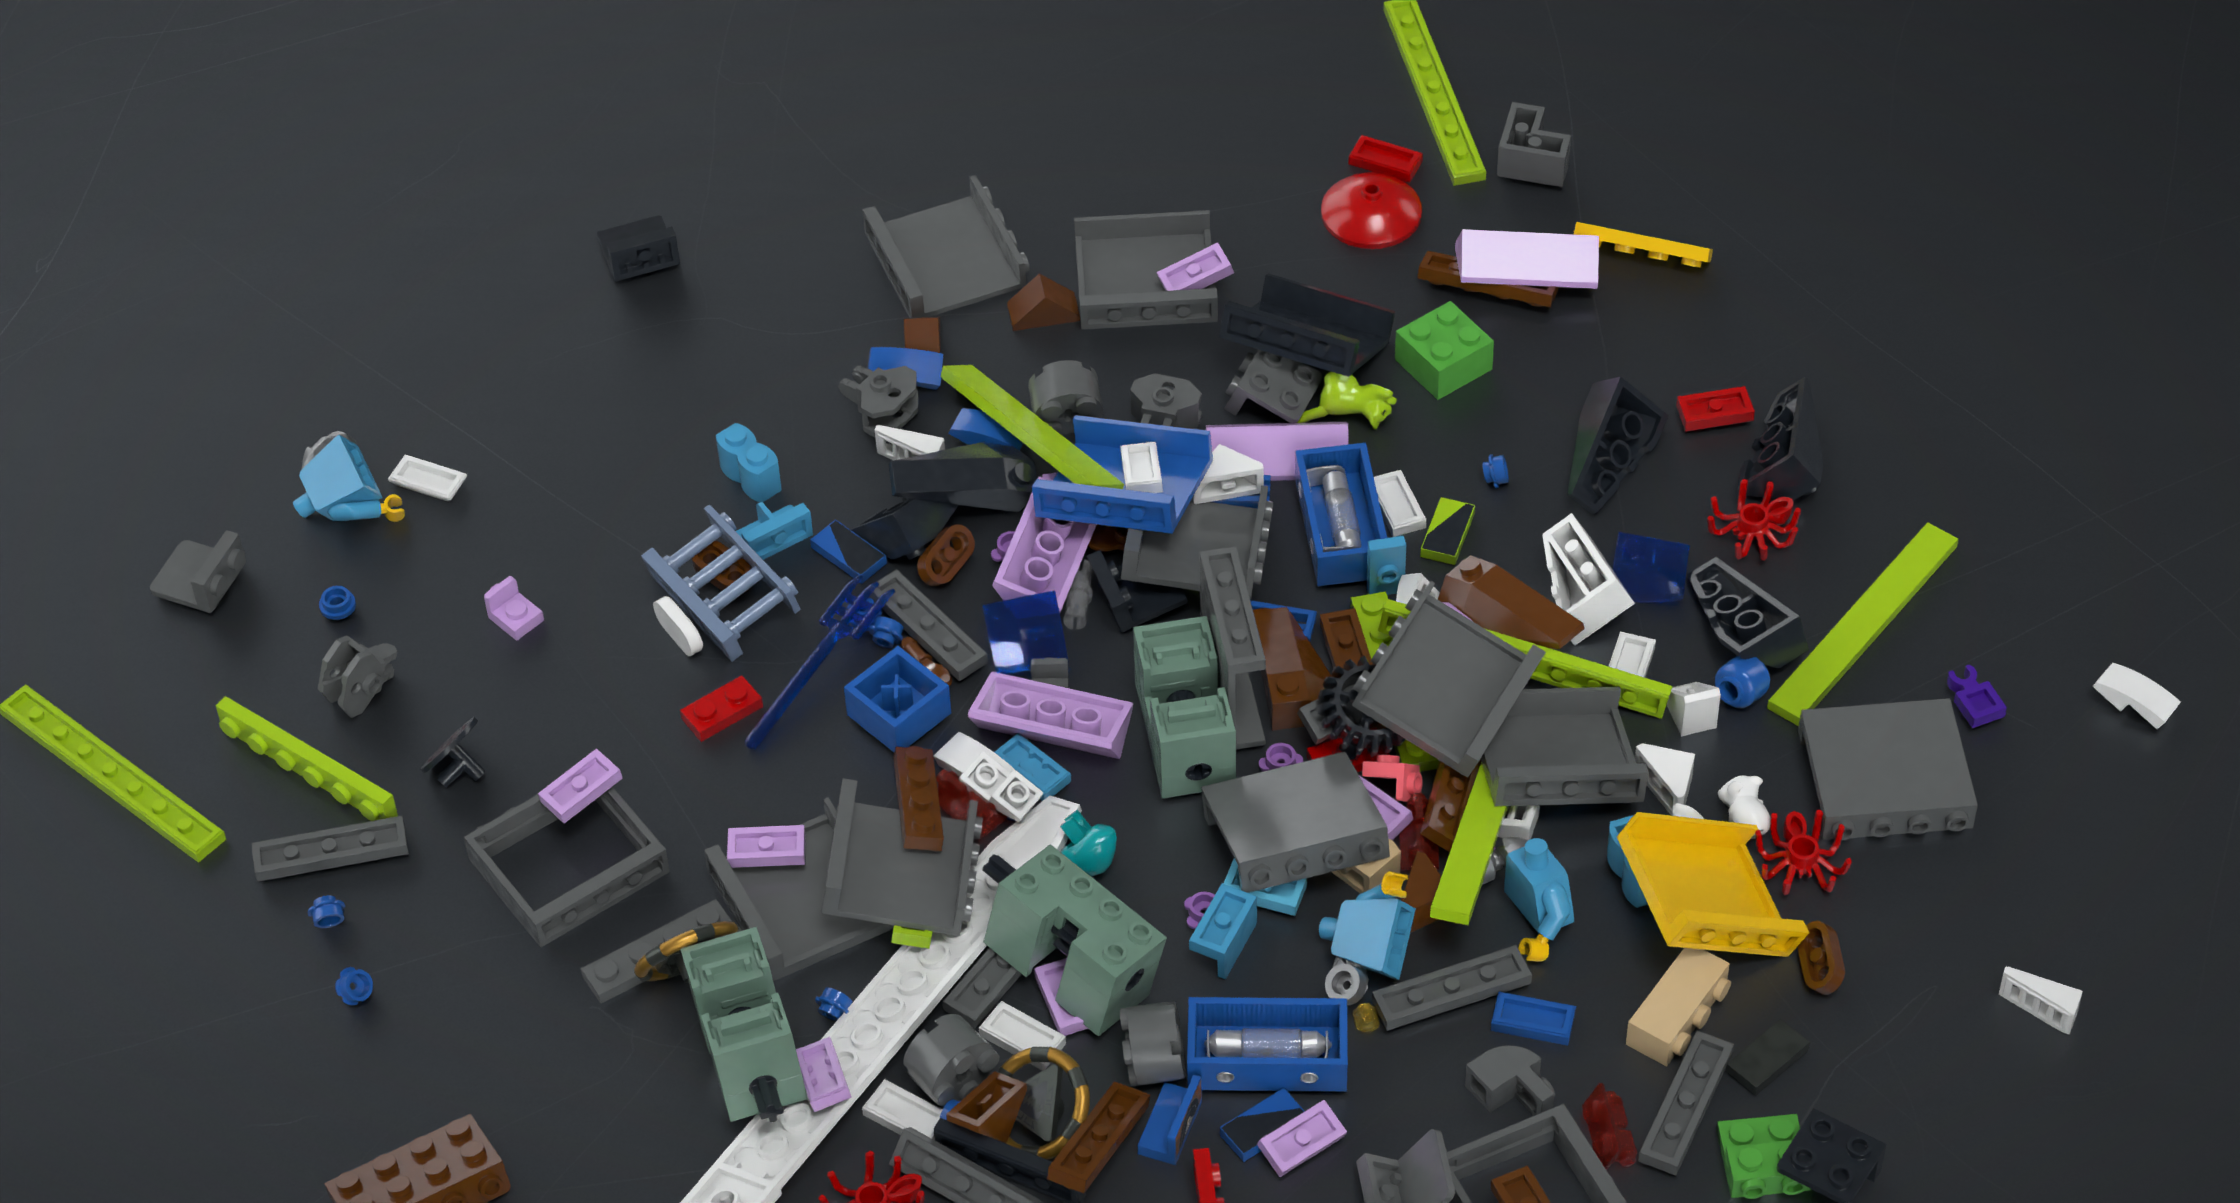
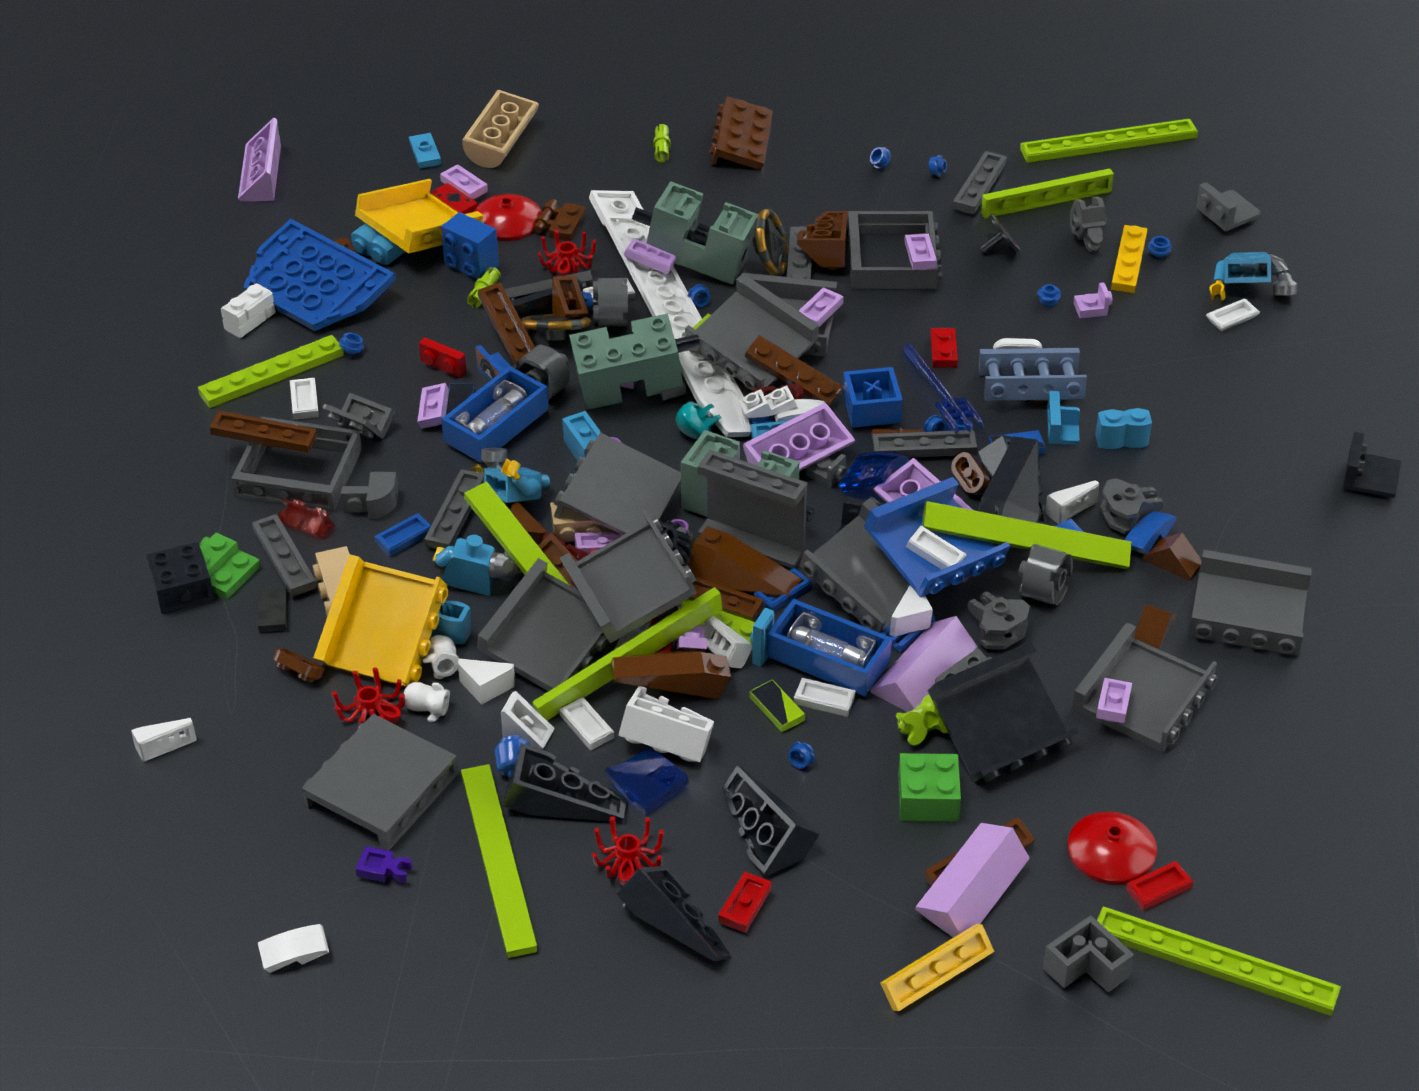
camera: 125 degrees right, 5 degrees down
(387, 621) = (1129, 259): none -> yellow plate
(528, 661) = (1049, 295): none -> blue plate
(599, 927) = (826, 239): none -> reddish brown wedge

